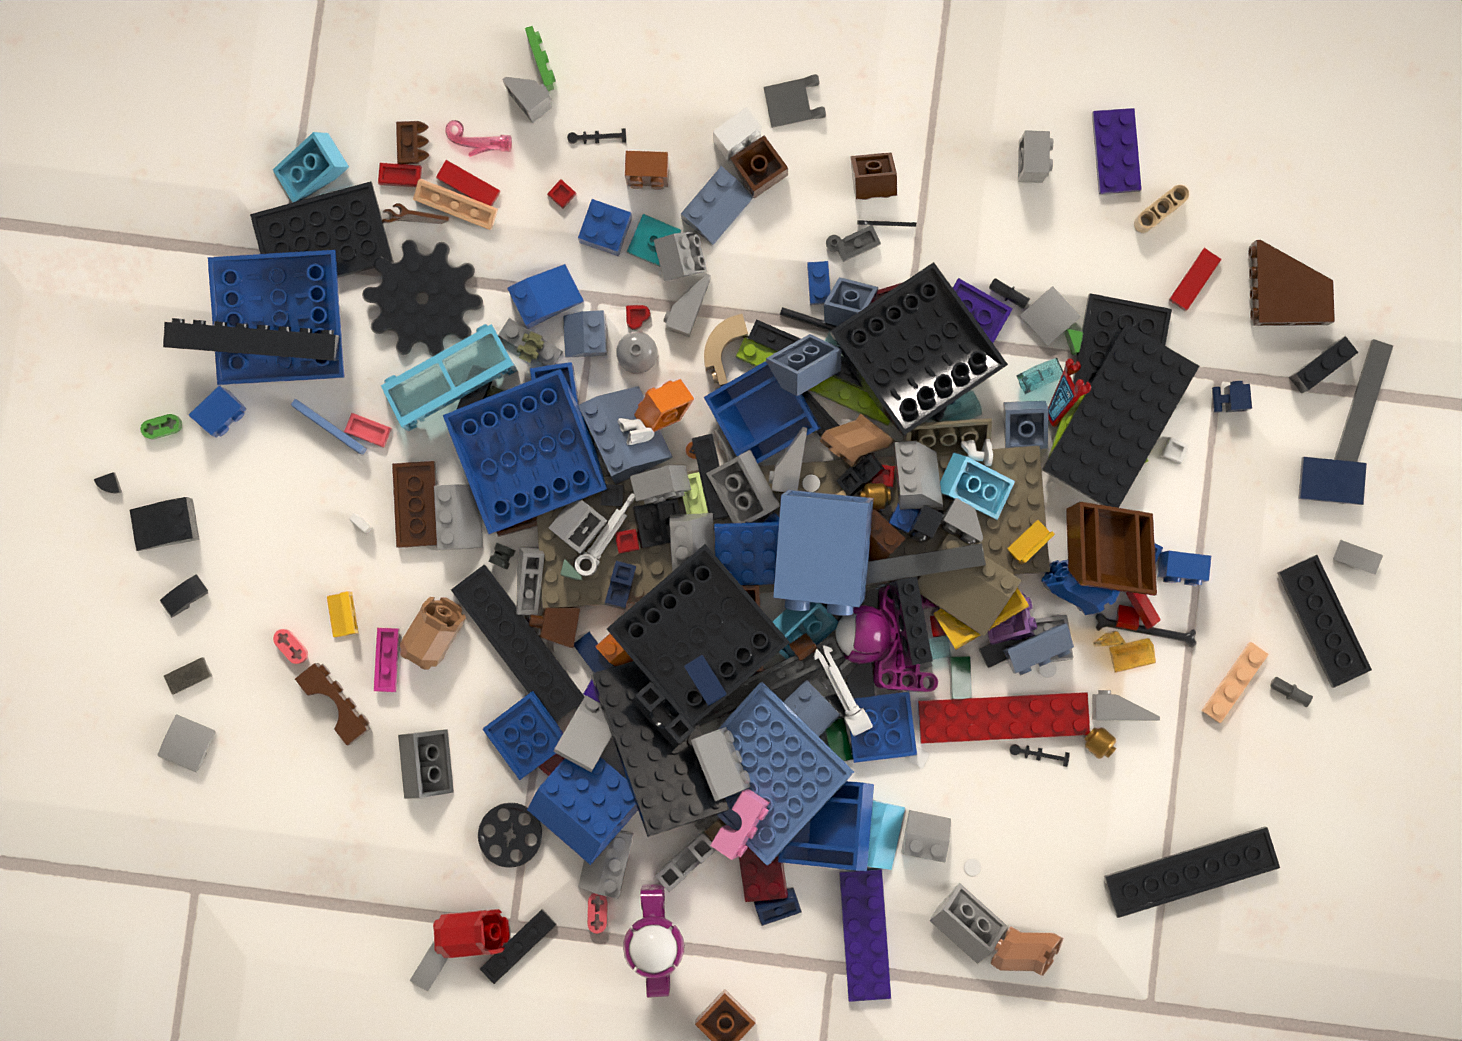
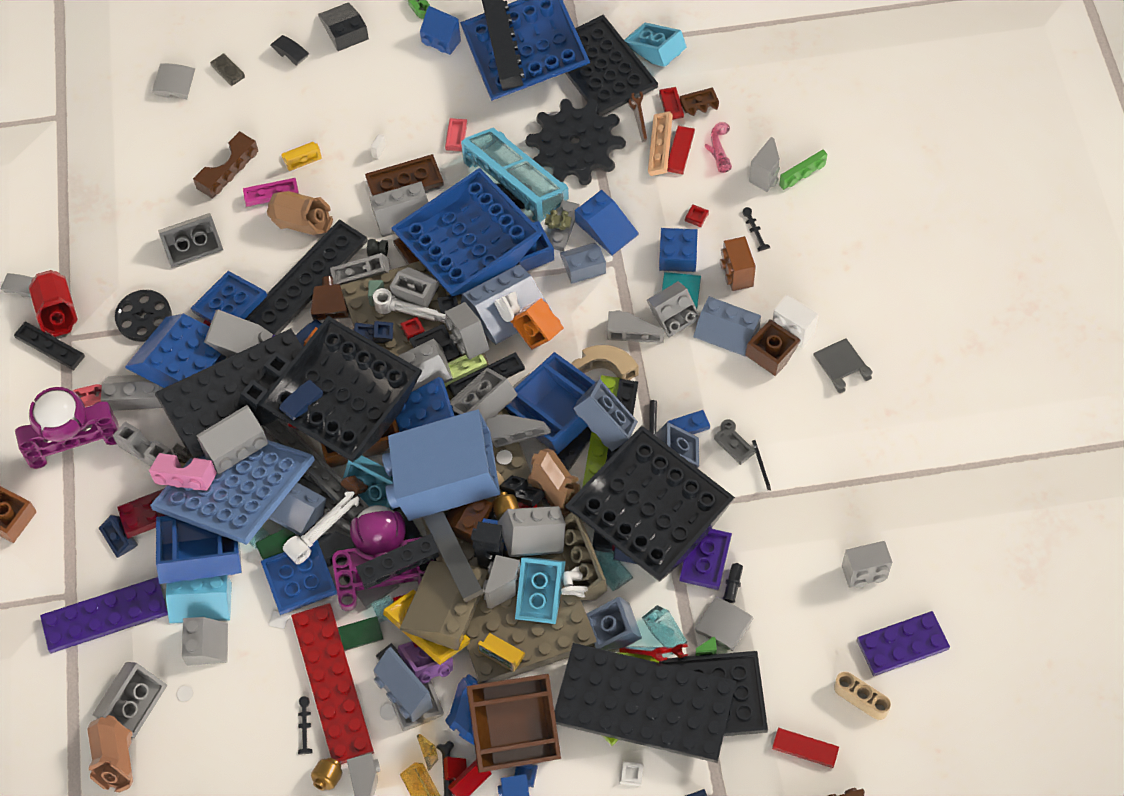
camera: 80 degrees right, 25 degrees down
(294, 642) = (264, 127): coral beam -> none
(329, 427) = (450, 106): medium blue tile -> none
(636, 316) = (612, 295): red tile -> none
(637, 352) = (580, 301): light grey cylinder -> none
(874, 176) = (799, 440): reddish brown slope -> none

